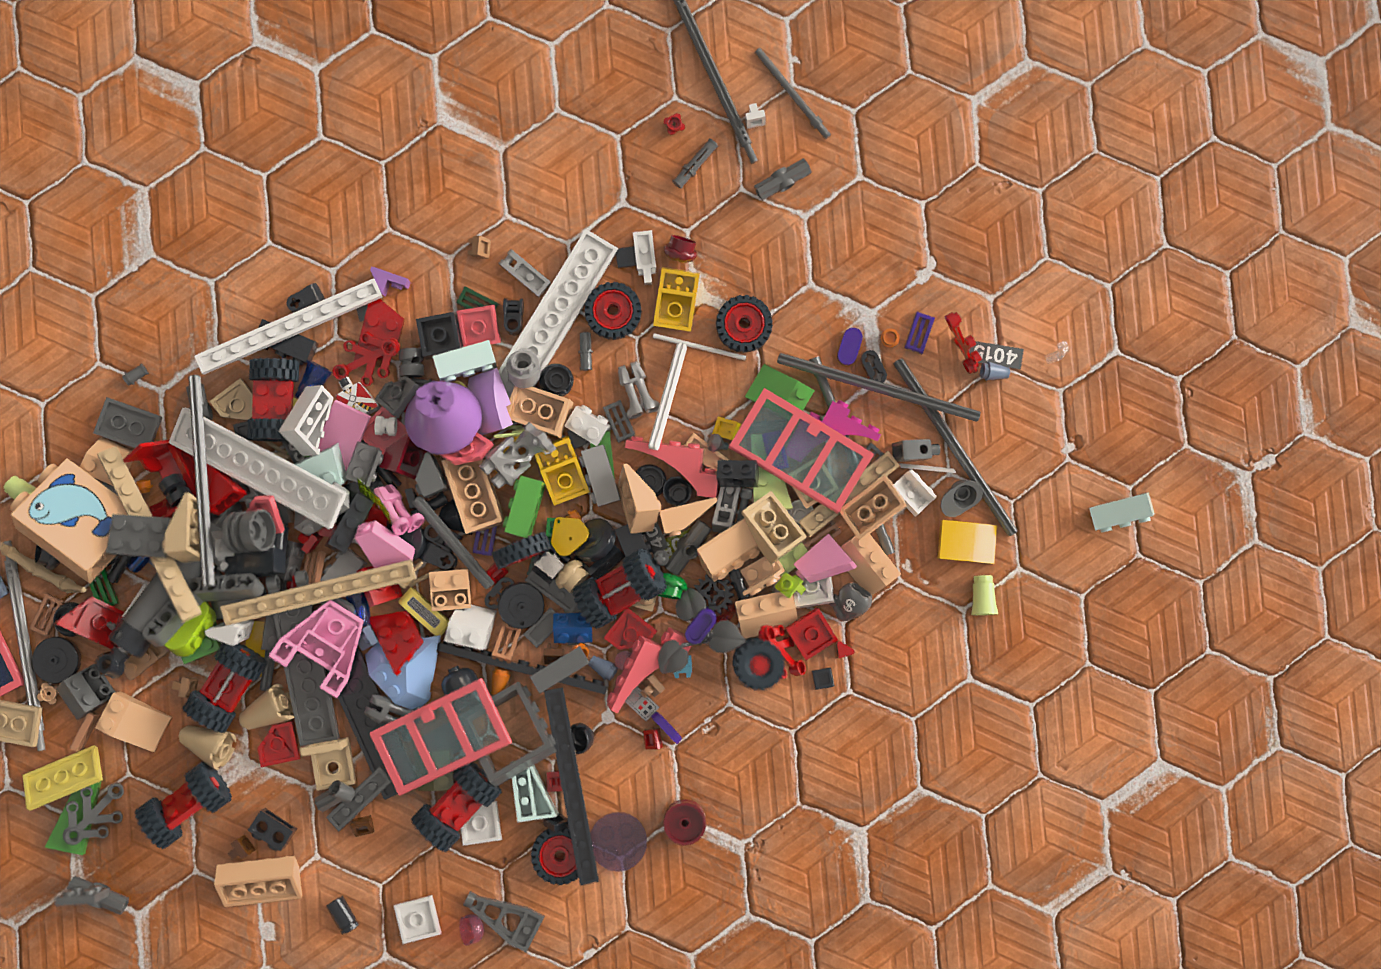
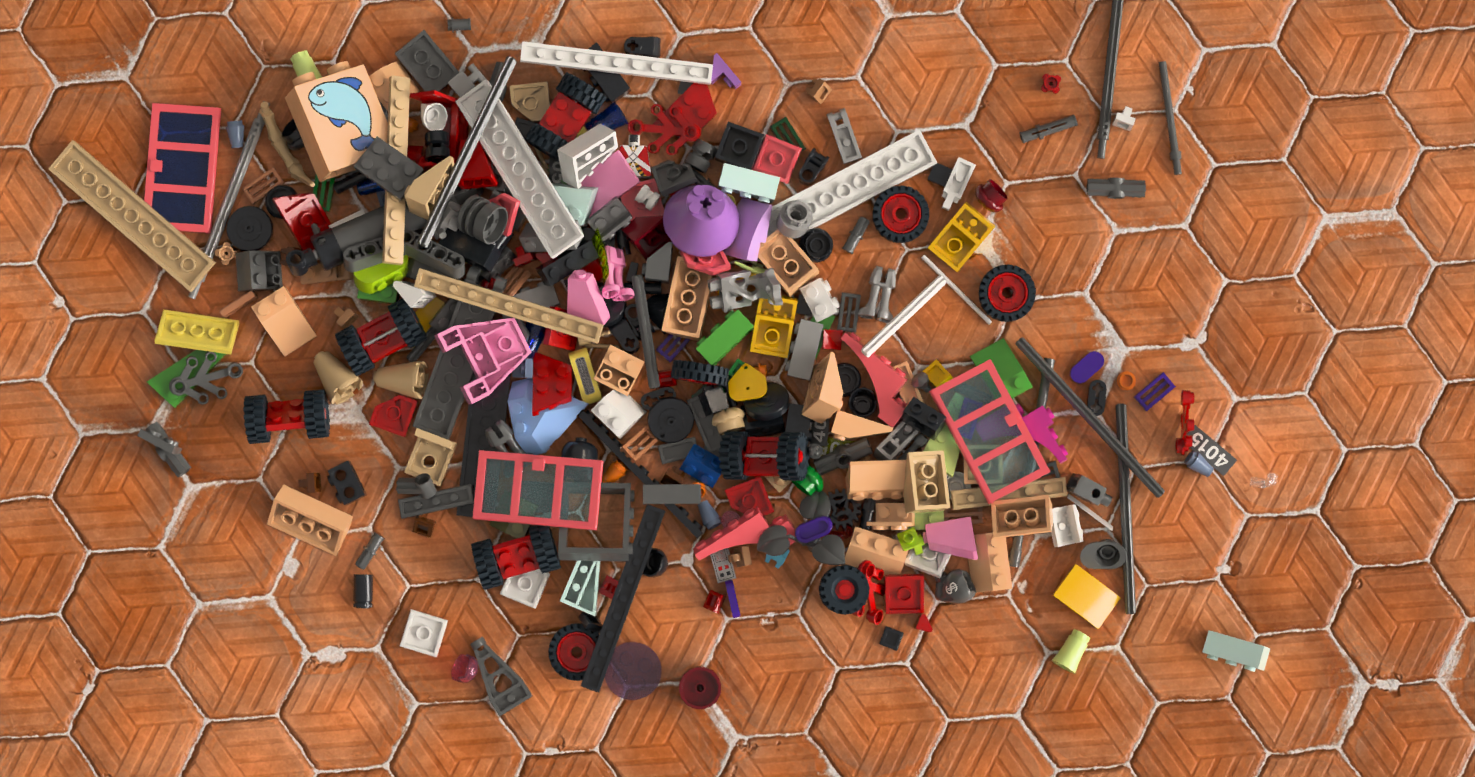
camera: 40 degrees right, 0 degrees up
(157, 466) = (433, 116): none -> white hat
(166, 423) = (462, 84): none -> light grey brick
(327, 876) = (369, 551): none -> dark grey axle
(618, 453) = (831, 339): none -> red slope

